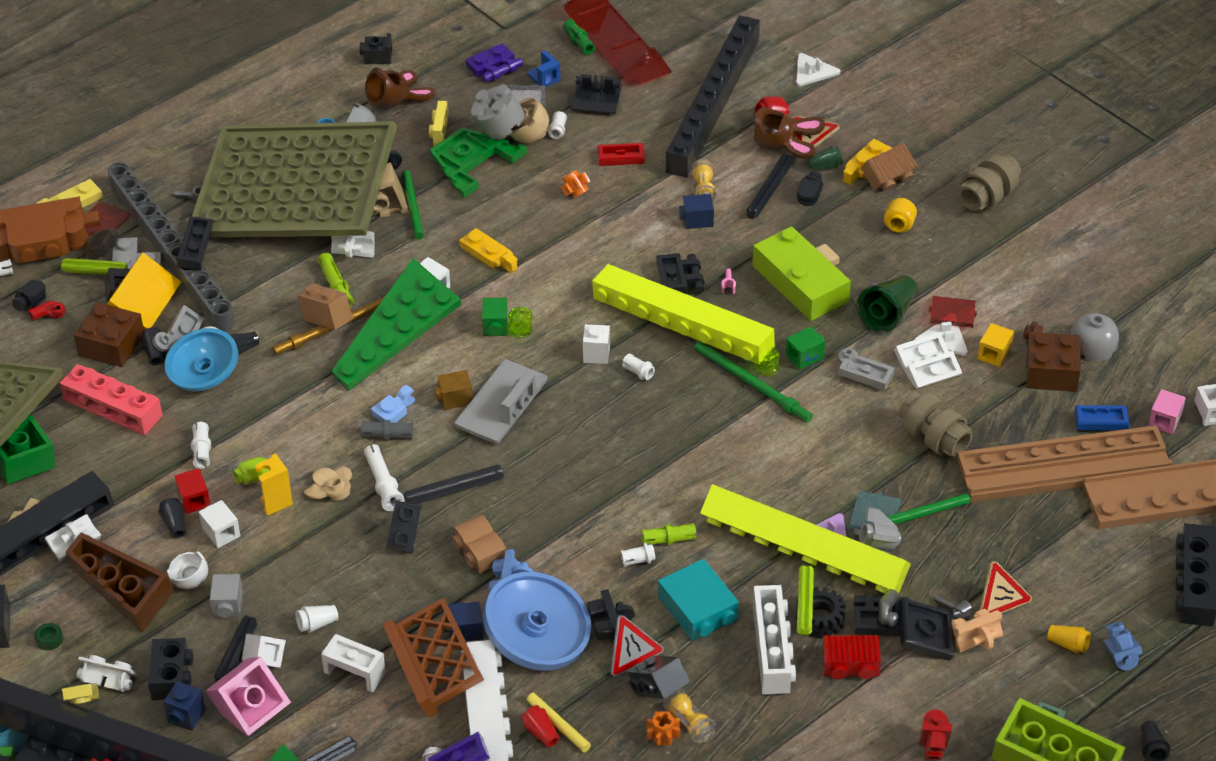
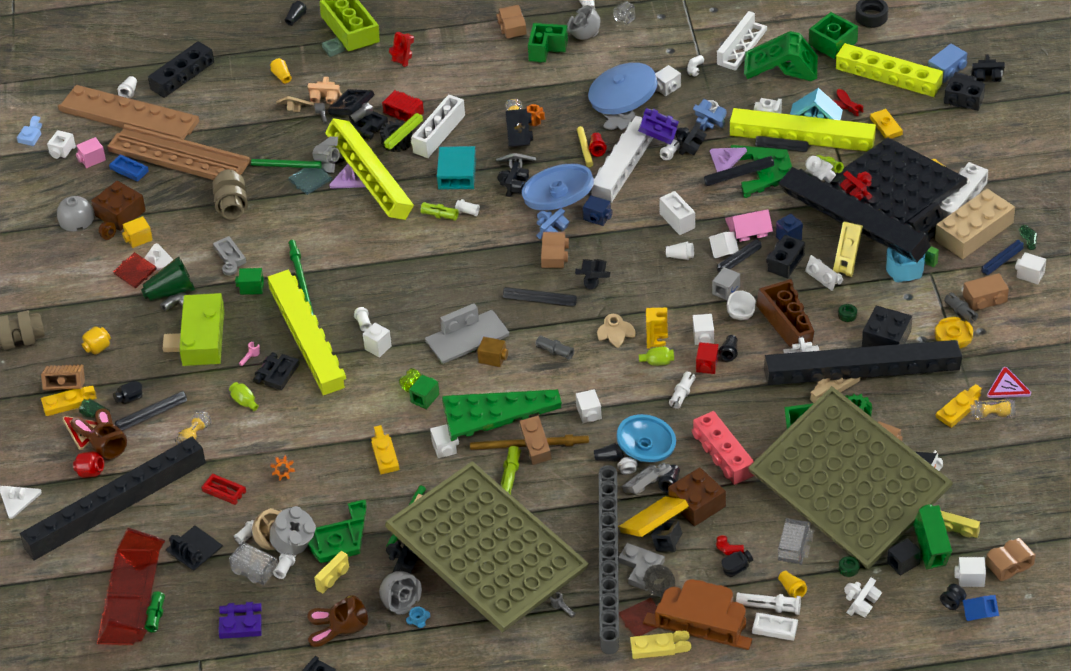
camera: 145 degrees left, 0 degrees up
(90, 266) = (673, 561): lime axle -> none
(195, 243) = (592, 531): black tile -> none
(297, 378) = (588, 406): none -> white brick
(385, 485) = (582, 311): white pin -> none
(394, 408) = (540, 364): light blue plate -> none
(415, 670) = (644, 199): dark orange fence -> none
(547, 72) = (211, 587): blue panel -> none
(688, 236) = (243, 396): none -> lime plant
(697, 211) = (220, 408): dark blue brick -> none
(927, 360) = (186, 245): white slope -> none
(1122, 646) = (263, 49): medium blue hips -> none

